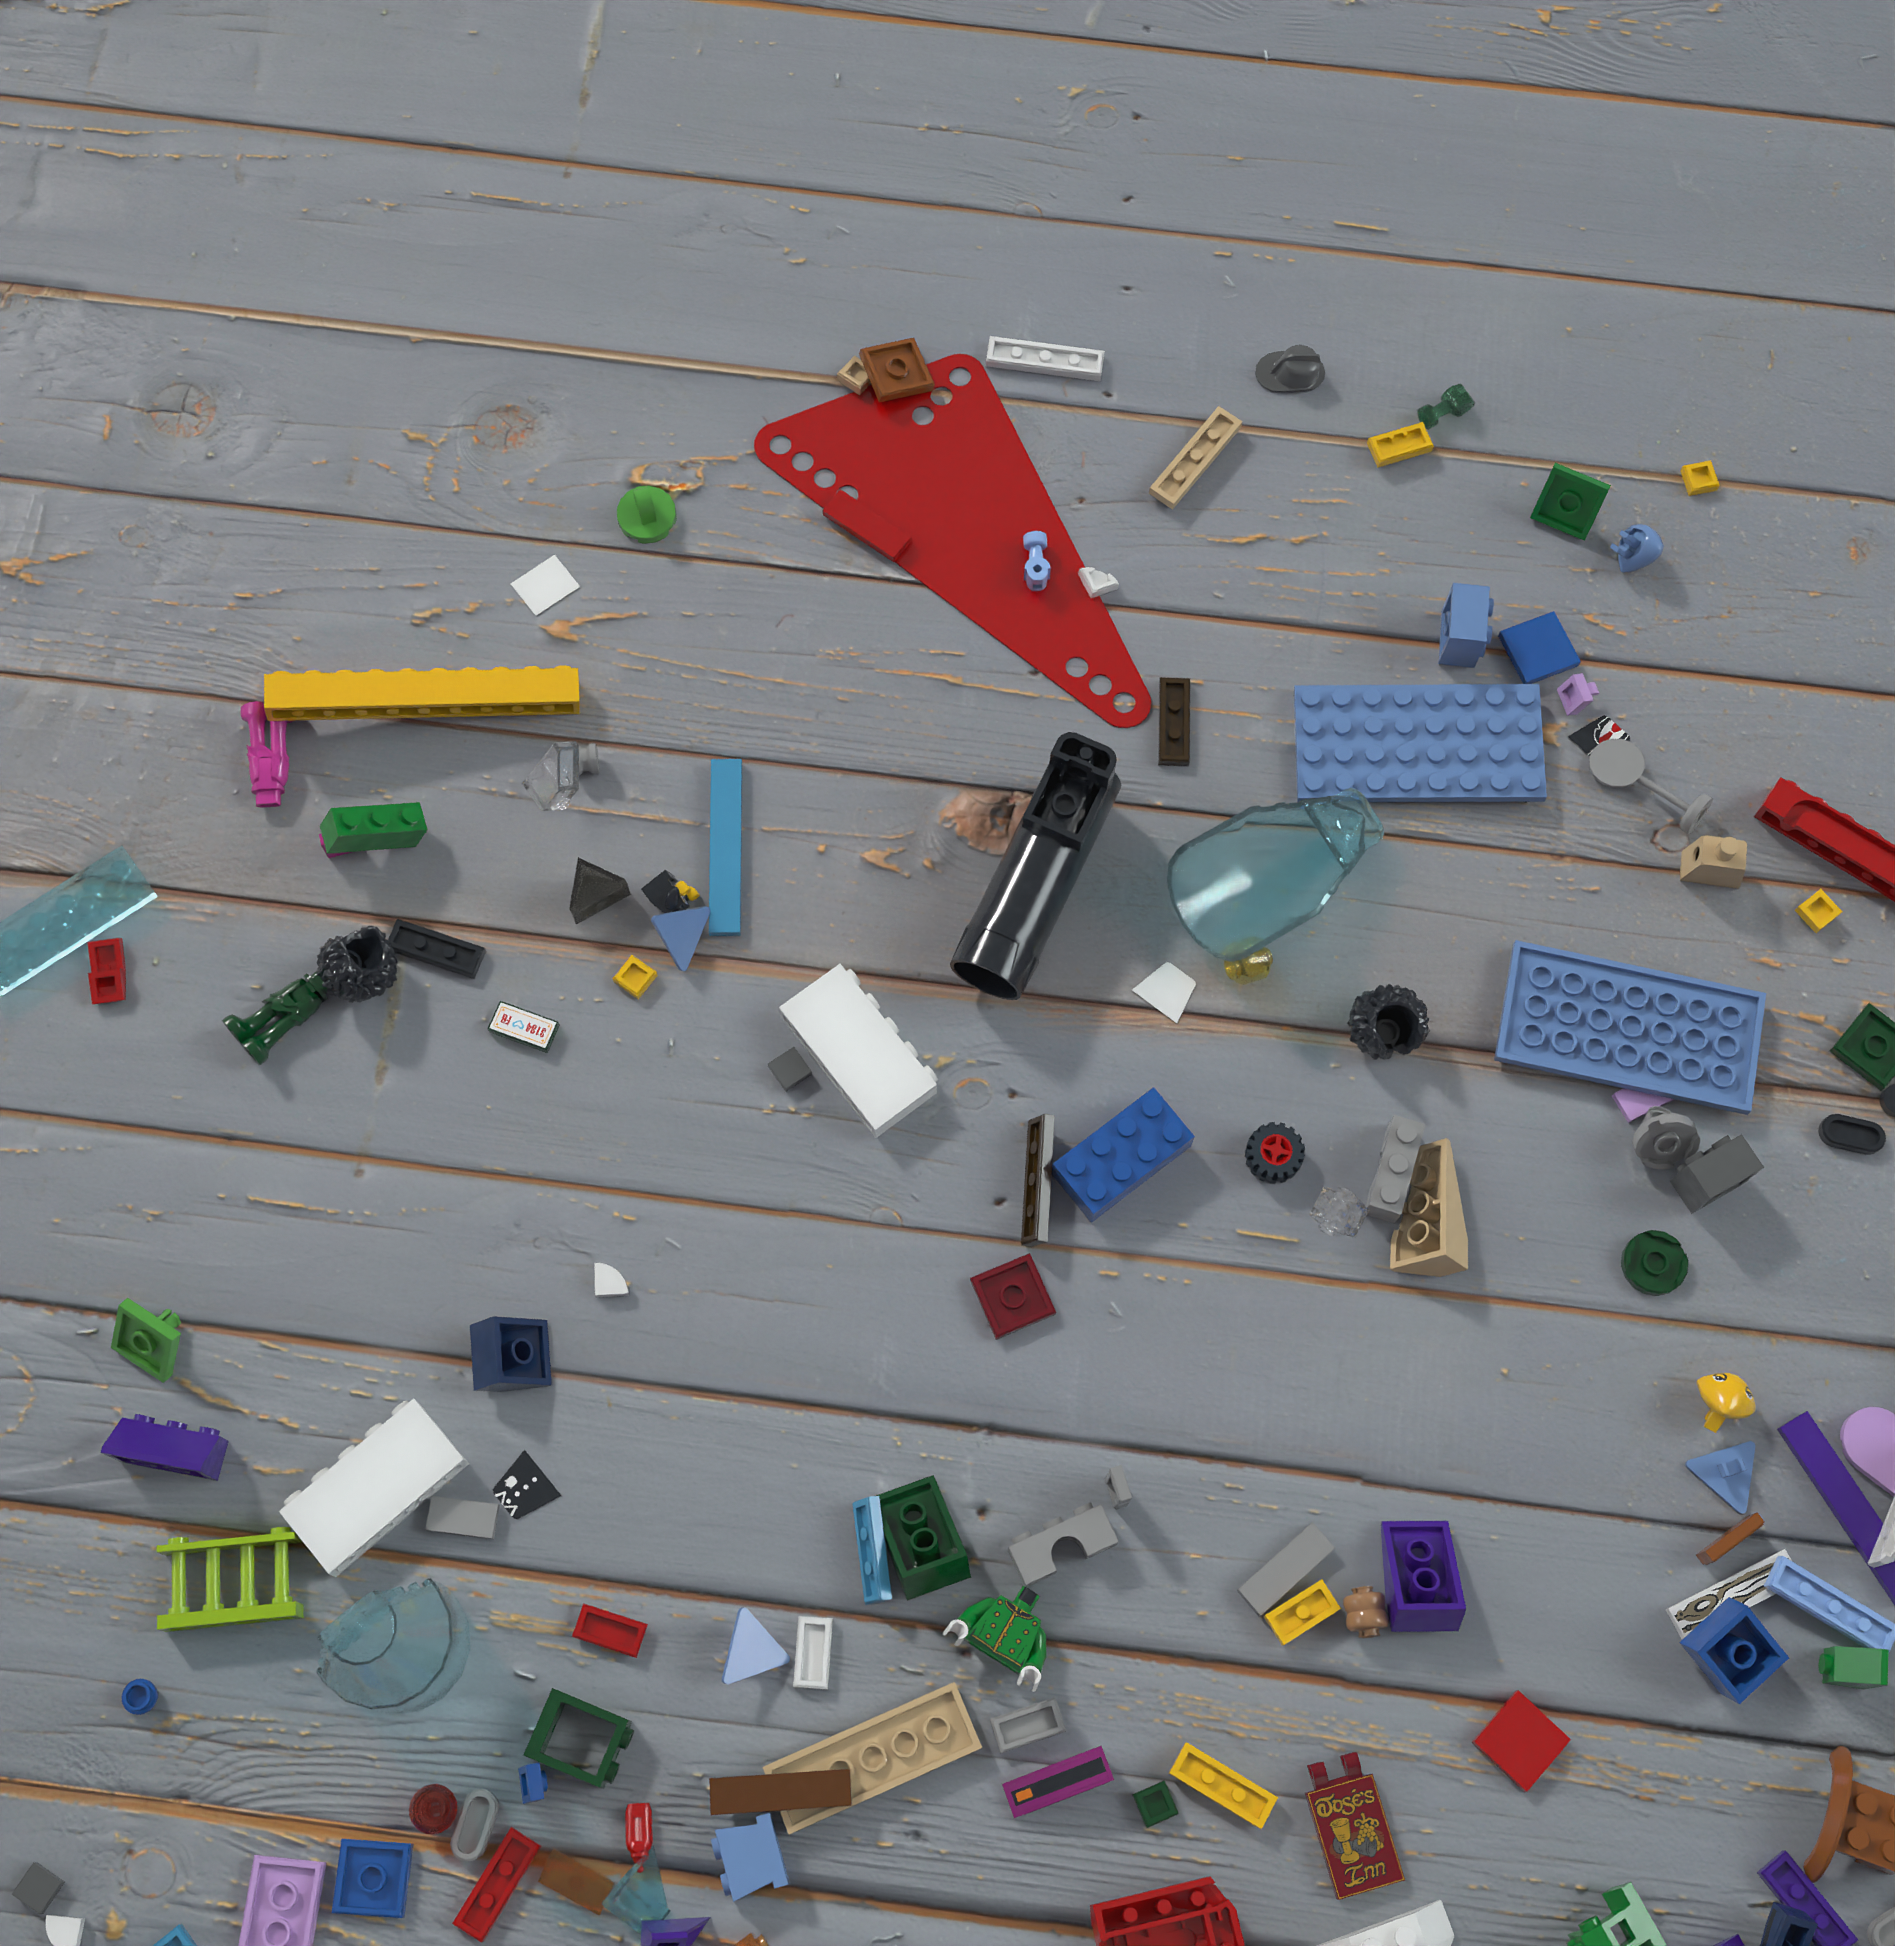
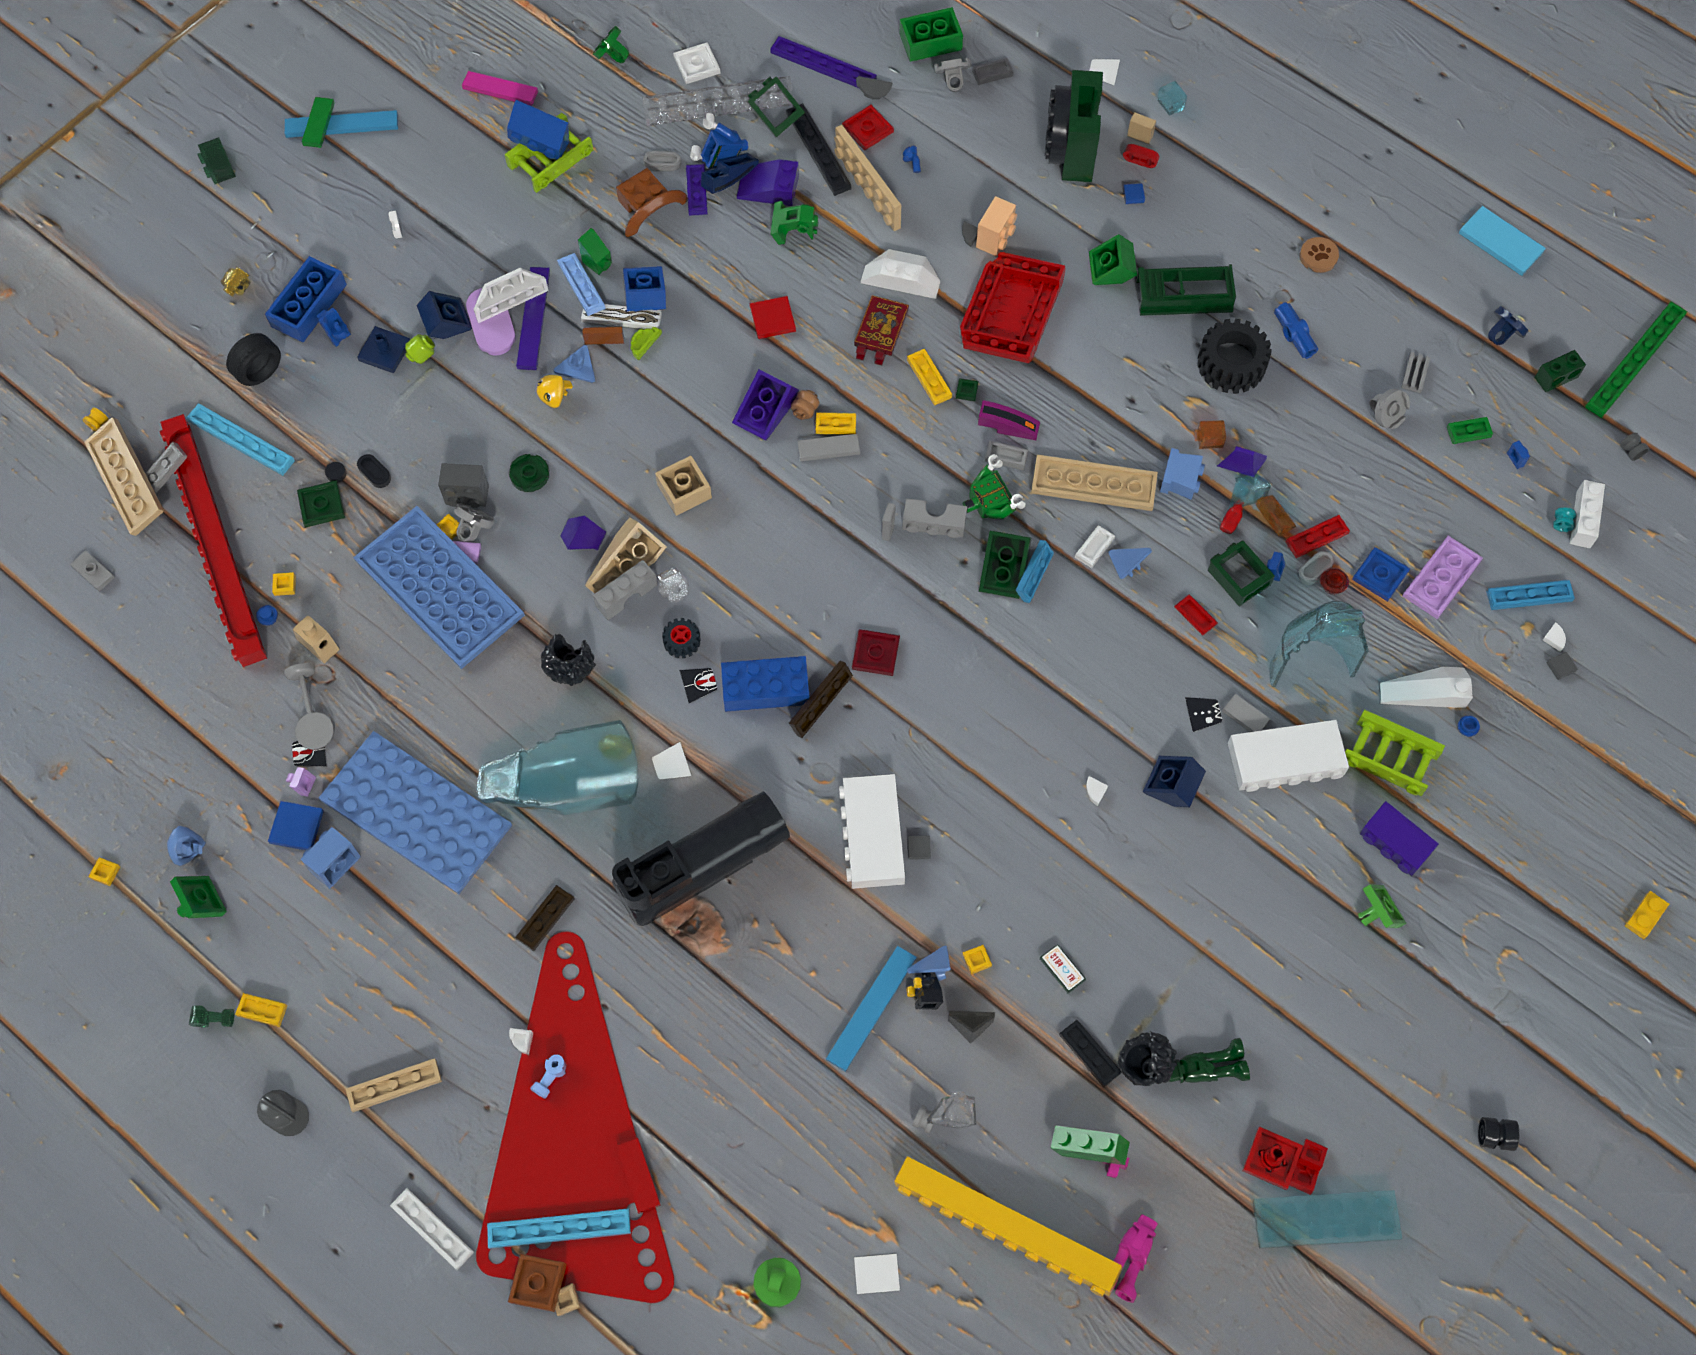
camera: 145 degrees left, 5 degrees down
(151, 943) = (1284, 1151): none -> red plate
(208, 1732) = (1429, 688): none -> white wedge
(780, 1792) = (1151, 489): reddish brown tile -> none
(912, 432) = (558, 1228): none -> medium azure tile
(1211, 1113) = (698, 683): none -> black sticker
(1434, 1365) = (683, 485): none -> tan brick
(1511, 1211) = (582, 534): none -> dark purple slope
(1671, 1573) = (643, 340): none -> lime tile
(1694, 1112) = (449, 526): none -> yellow tile
(1801, 861) = (267, 615): none -> blue plate

